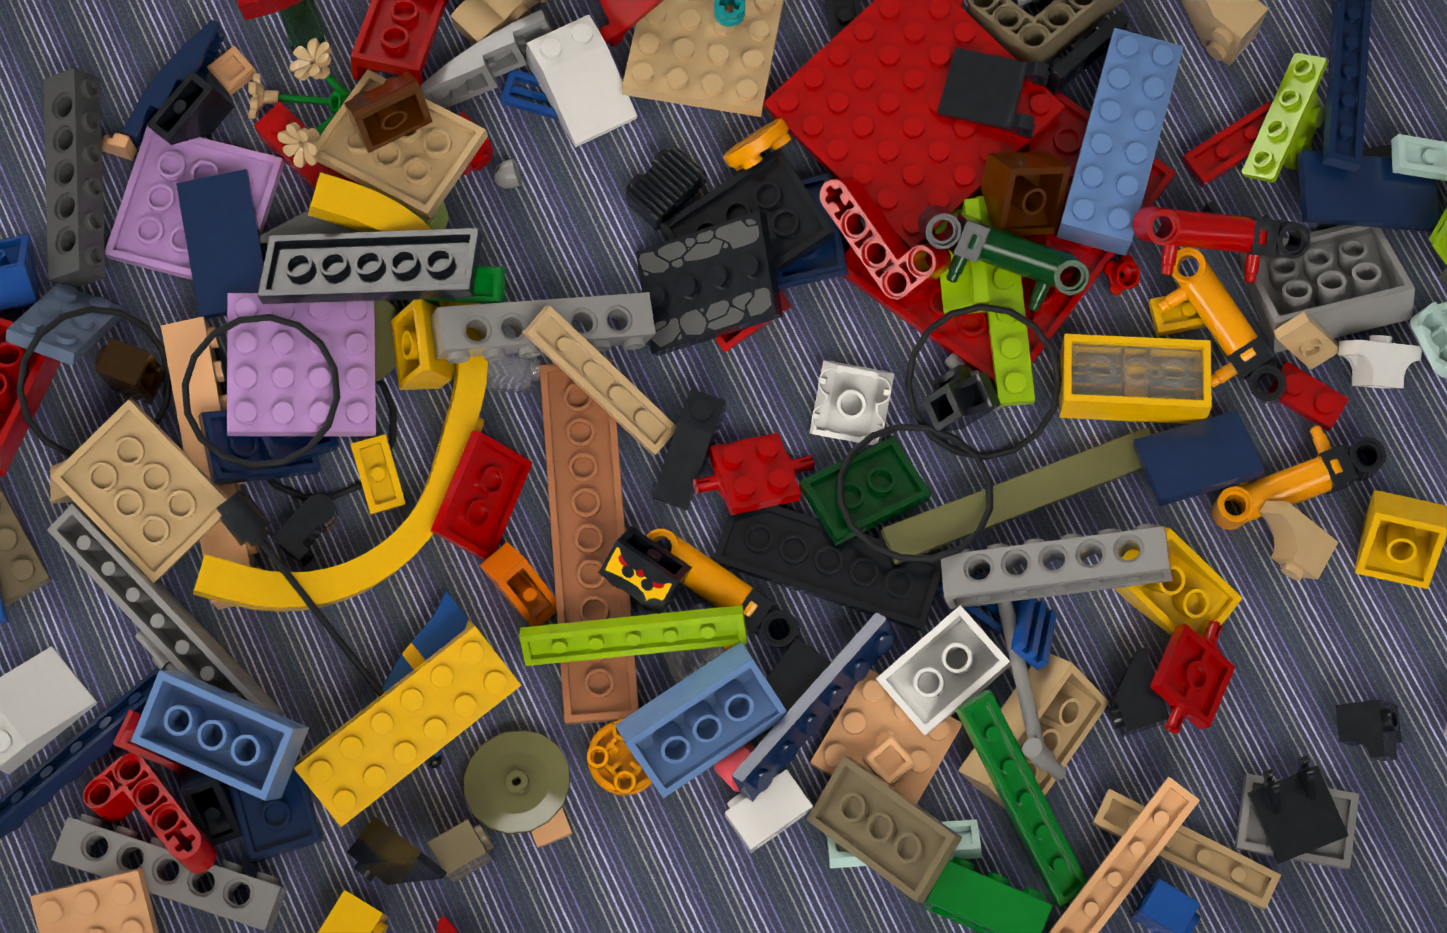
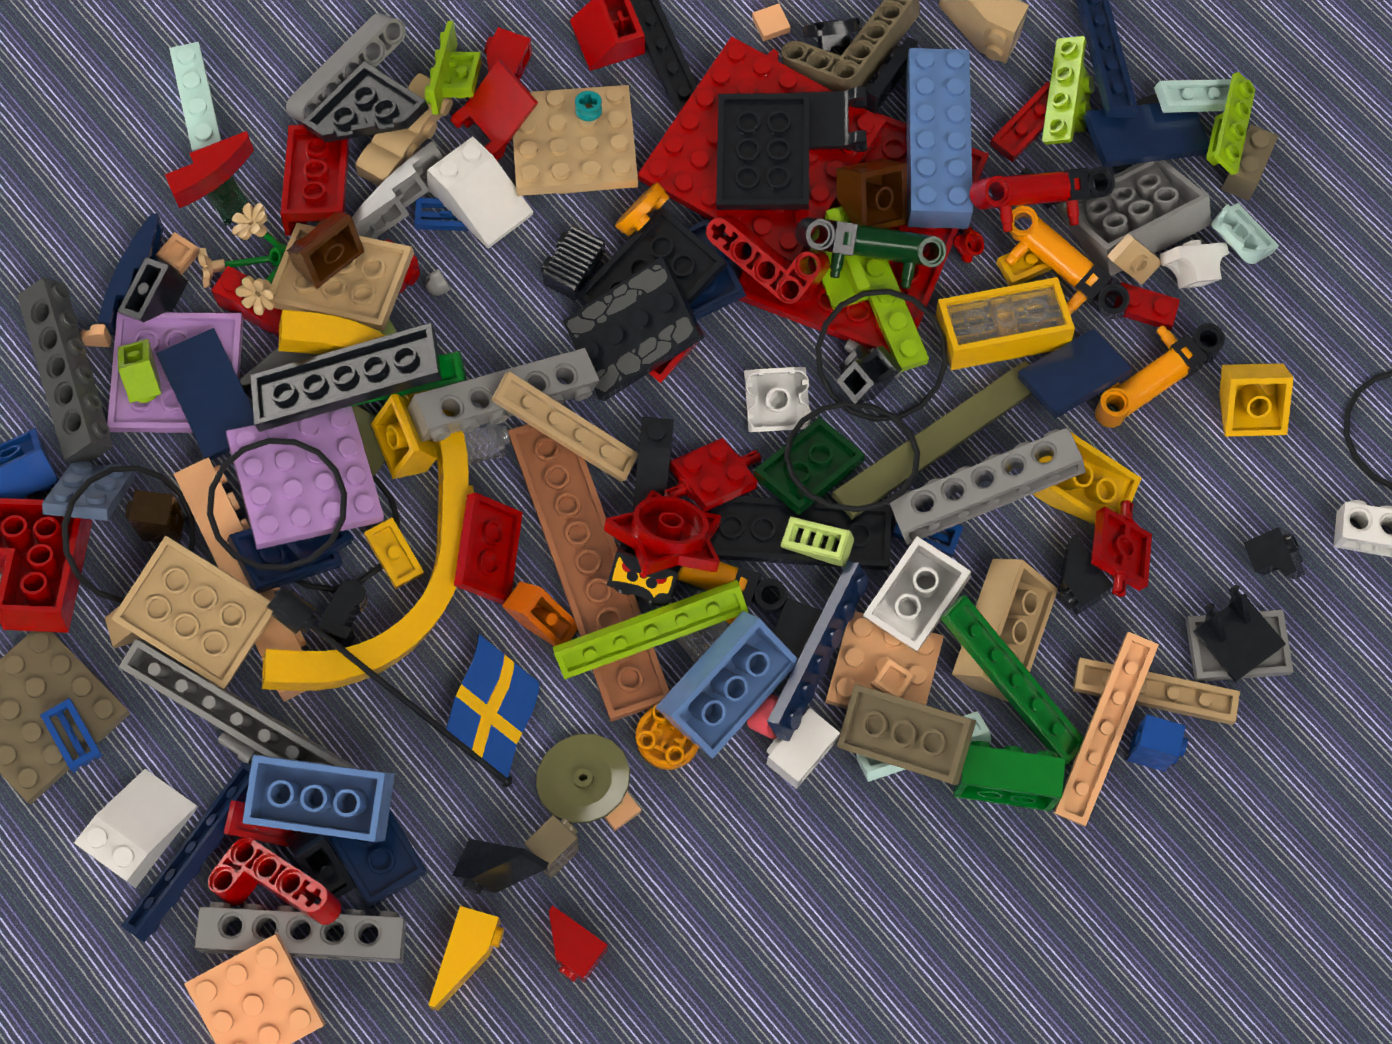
camera: 20 degrees left, 5 degrees down
(152, 199) = (139, 371): none -> lime slope
(406, 725) = (477, 752): yellow brick -> none
(680, 533) = (667, 534): none -> red plate
(875, 597) = (827, 555): none -> yellowish green slope
(911, 112) = (763, 151): none -> black plate
(1034, 746) = (1013, 631): light grey bar -> none
(1039, 635) = (982, 542): blue tile -> none
(1298, 542) = (1175, 420): tan arch -> none

